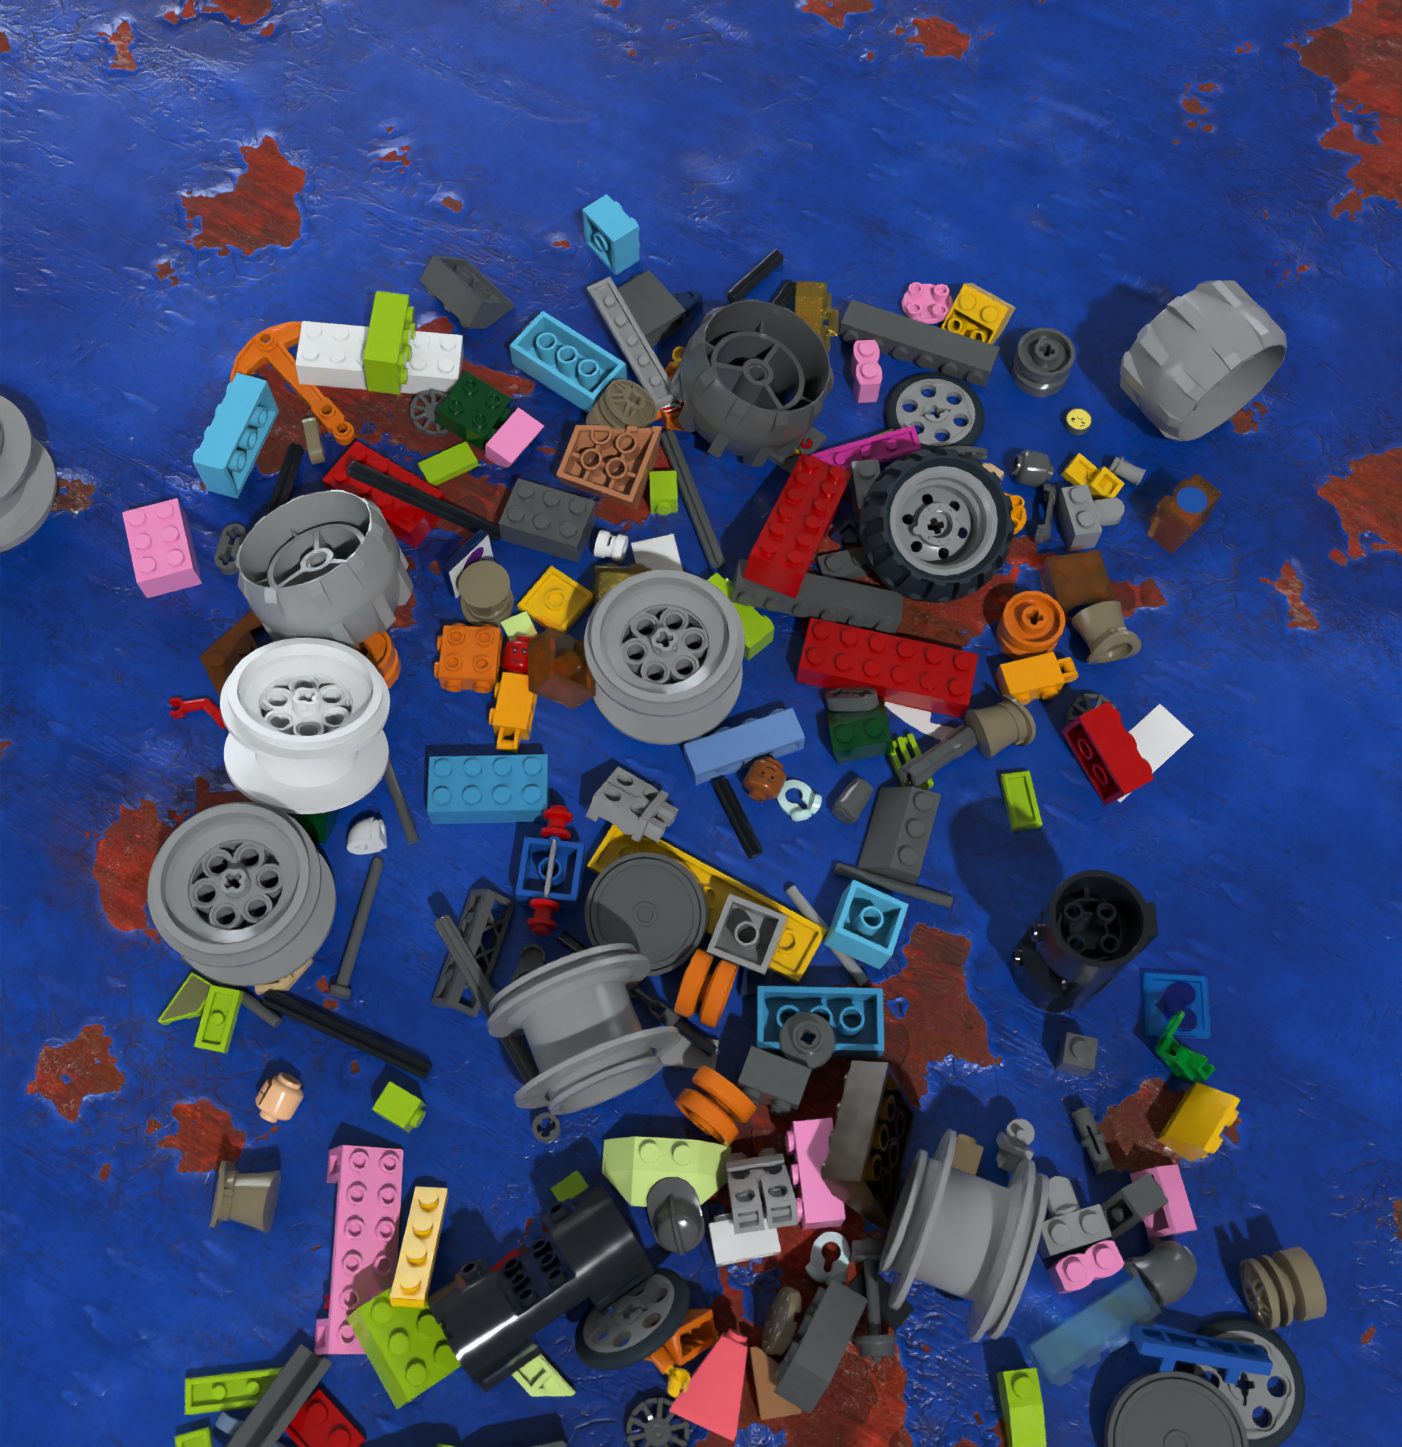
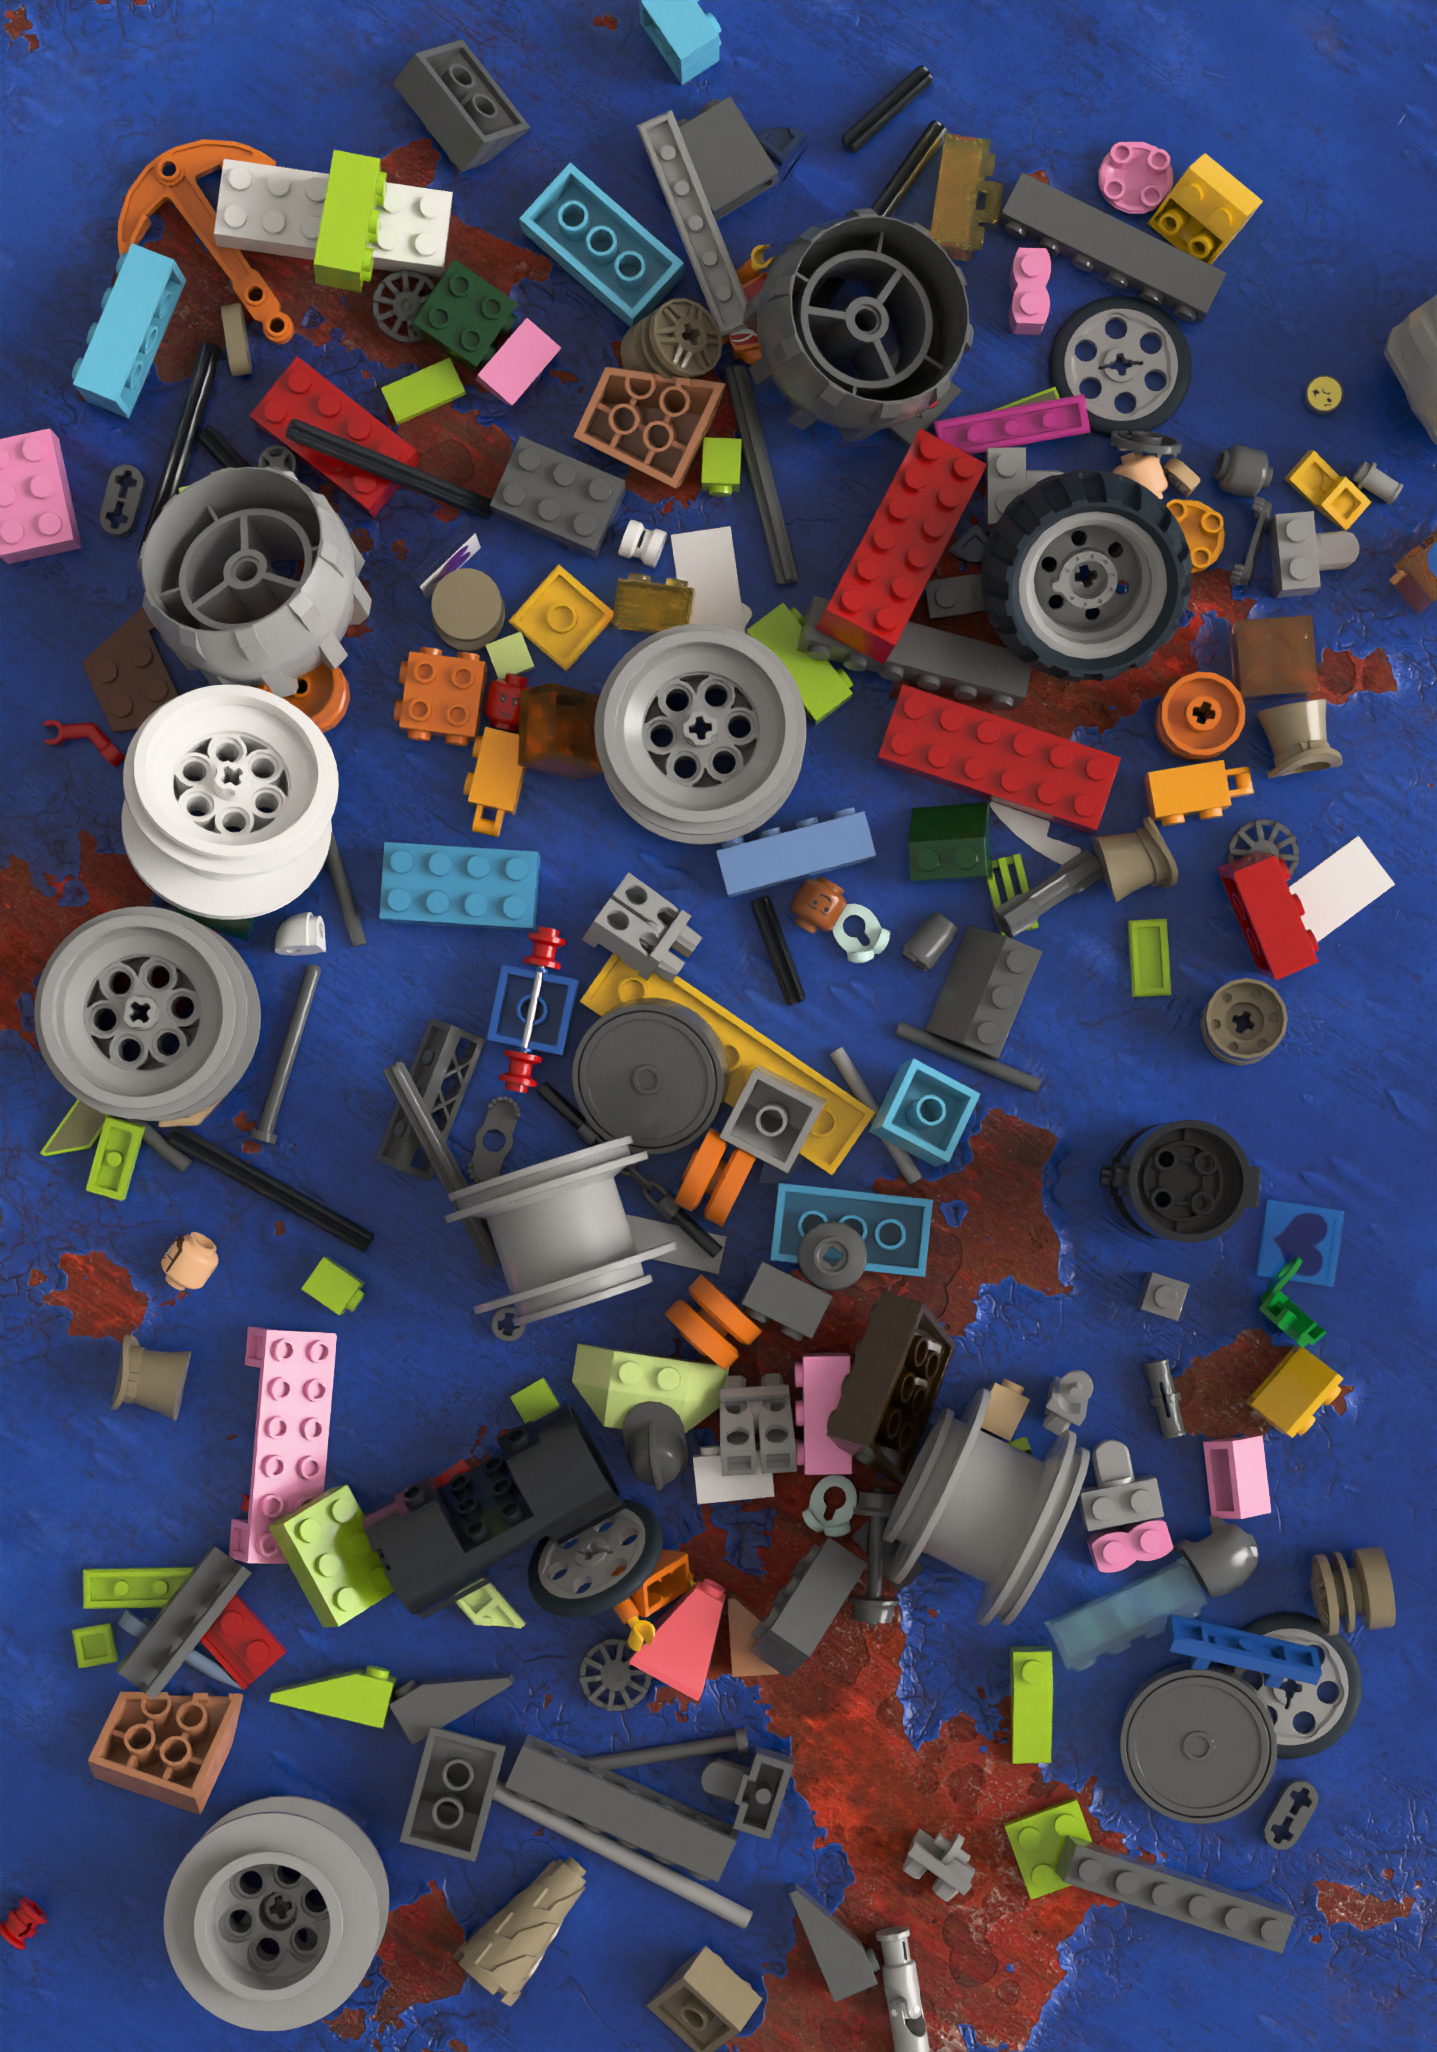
camera: 10 degrees right, 20 degrees up
(419, 1247) = (354, 1454): yellow plate -> none
(779, 1323) = (762, 1581): dark tan tile -> none
(852, 699) = (945, 802): dark grey beam -> none
(1042, 362) = (1290, 276): dark grey wheel -> none
(1104, 820) = (1264, 1015): none -> dark tan wheel
(1133, 1205) = (1195, 1482): dark grey slope -> none

